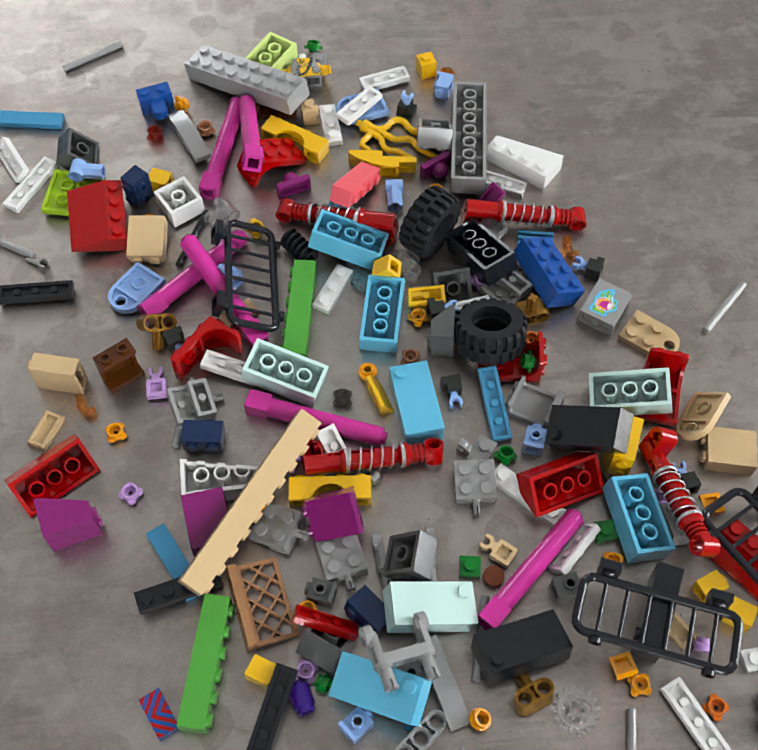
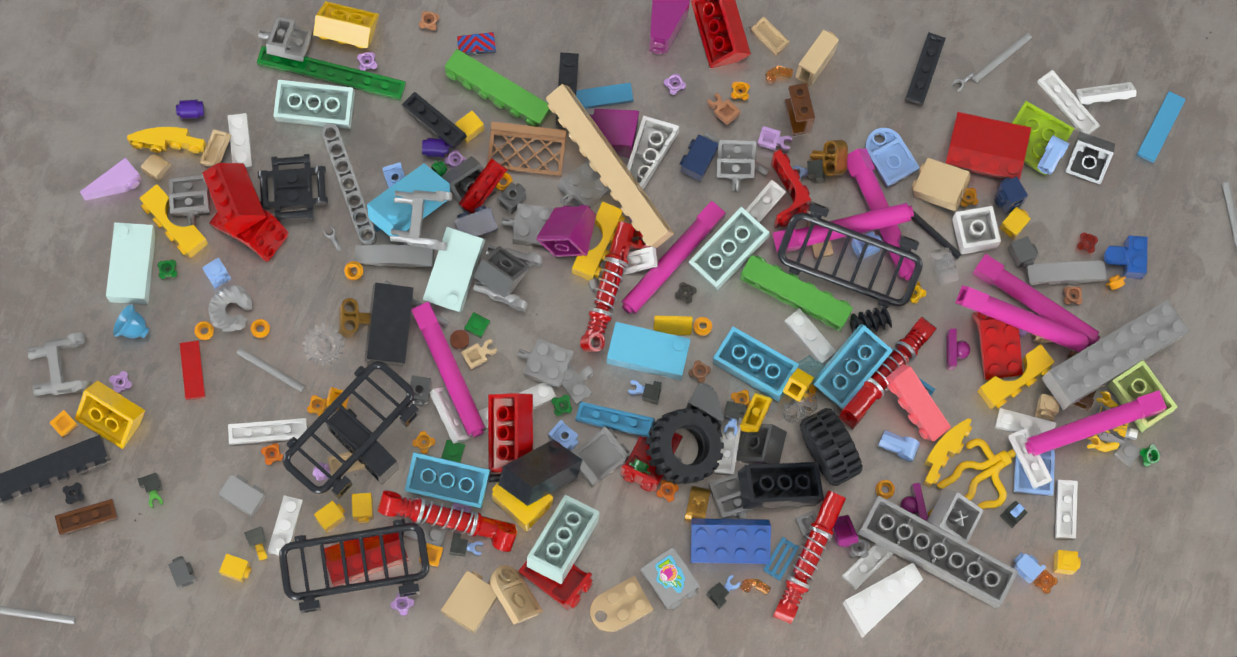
camera: 110 degrees right, 15 degrees up
(141, 435) = (725, 111): none -> nougat plate
(184, 166) = (1023, 252): none -> dark grey brick
(282, 44) = (1137, 409): none -> dark pink brick

